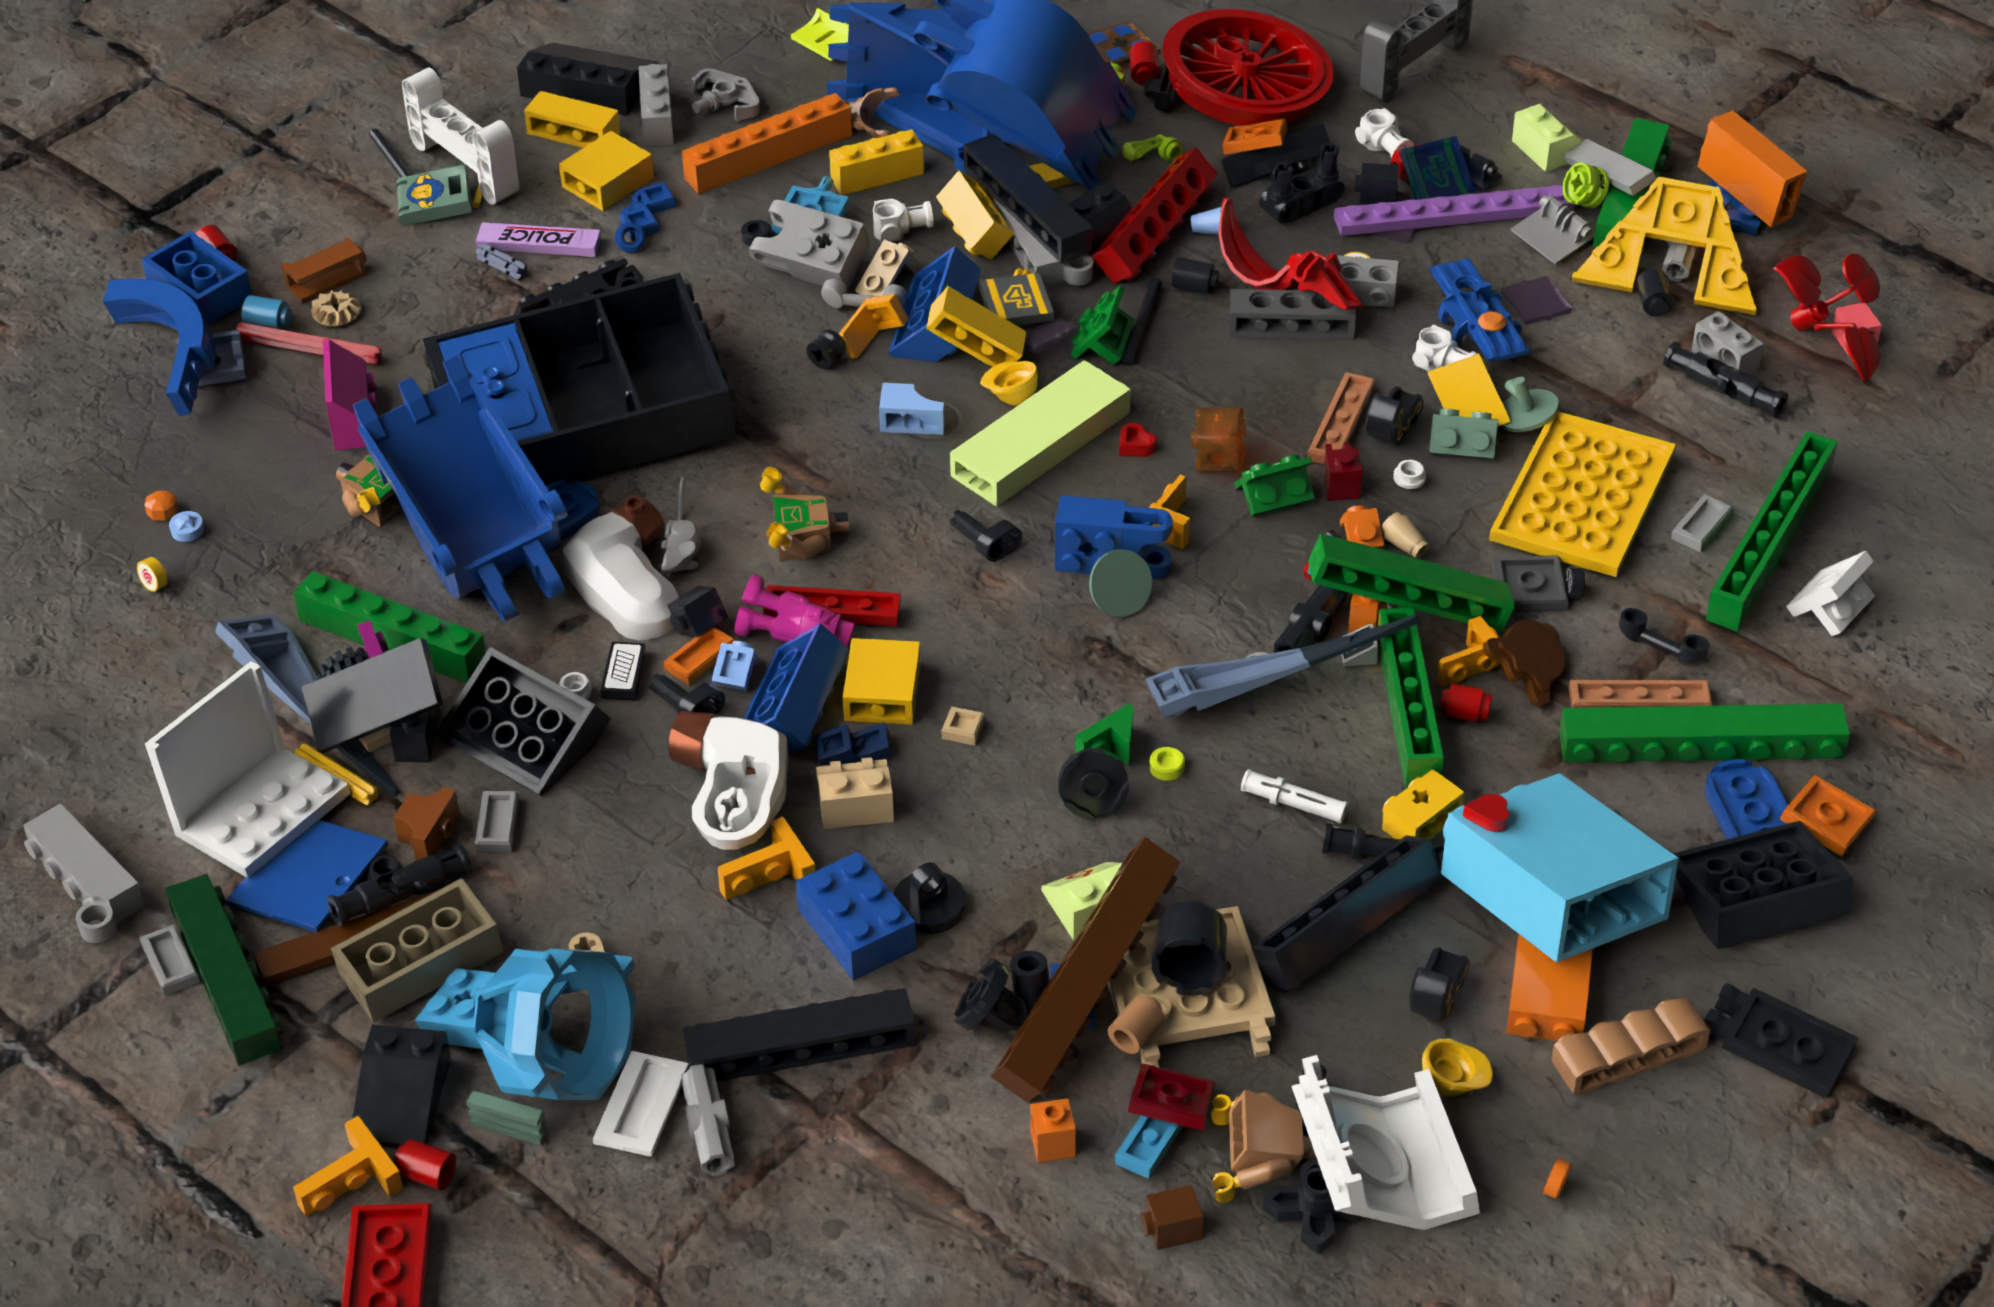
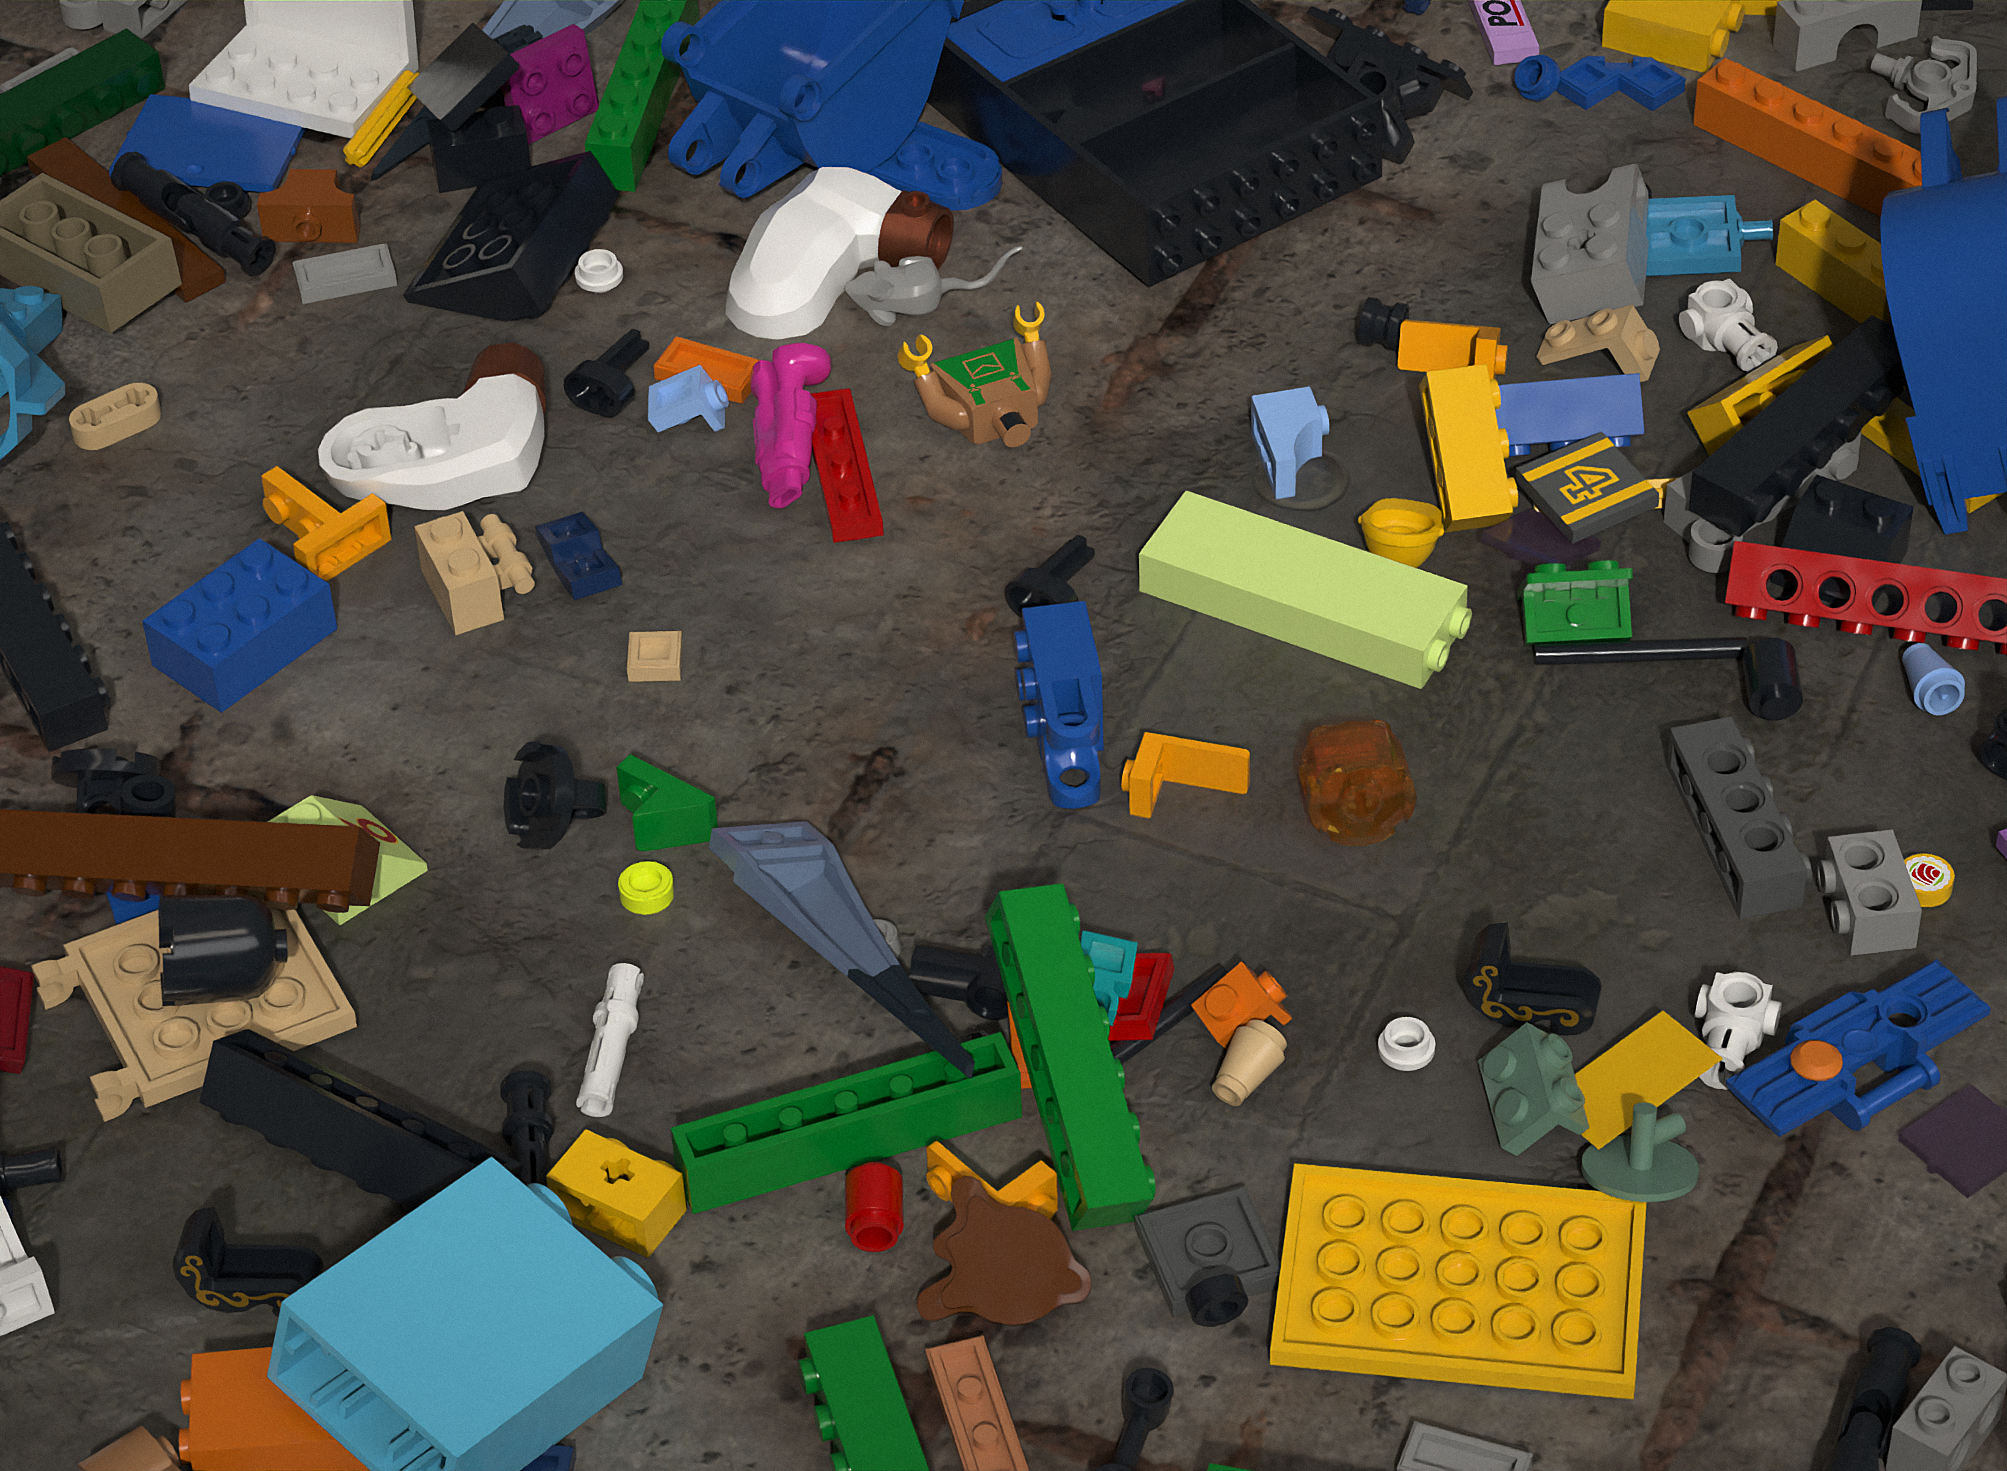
camera: 75 degrees right, 0 degrees up
(623, 670) = (651, 307): tile -> none
(697, 611) = (761, 327): black brick -> none
(798, 685) = (644, 467): blue slope -> none
(835, 294) = (1532, 363): light grey bar -> none
(881, 681) = (703, 546): yellow brick -> none
(931, 898) = (302, 696): black tile -> none
(1120, 583) = (980, 738): sand green shield -> none
(1136, 441) = (1347, 700): red tile -> none
(1136, 1024) = (71, 932): medium nougat brick -> none
(1276, 485) = (1293, 877): green bracket -> none
(1304, 271) = (1827, 753): red piece -> none
(1342, 415) = (1535, 936): nougat tile -> none
(1342, 473) = (1358, 950): dark red brick -> none
(1456, 1067) = (83, 1319): yellow hat -> none
(1488, 812) = (492, 1197): red tile -> none

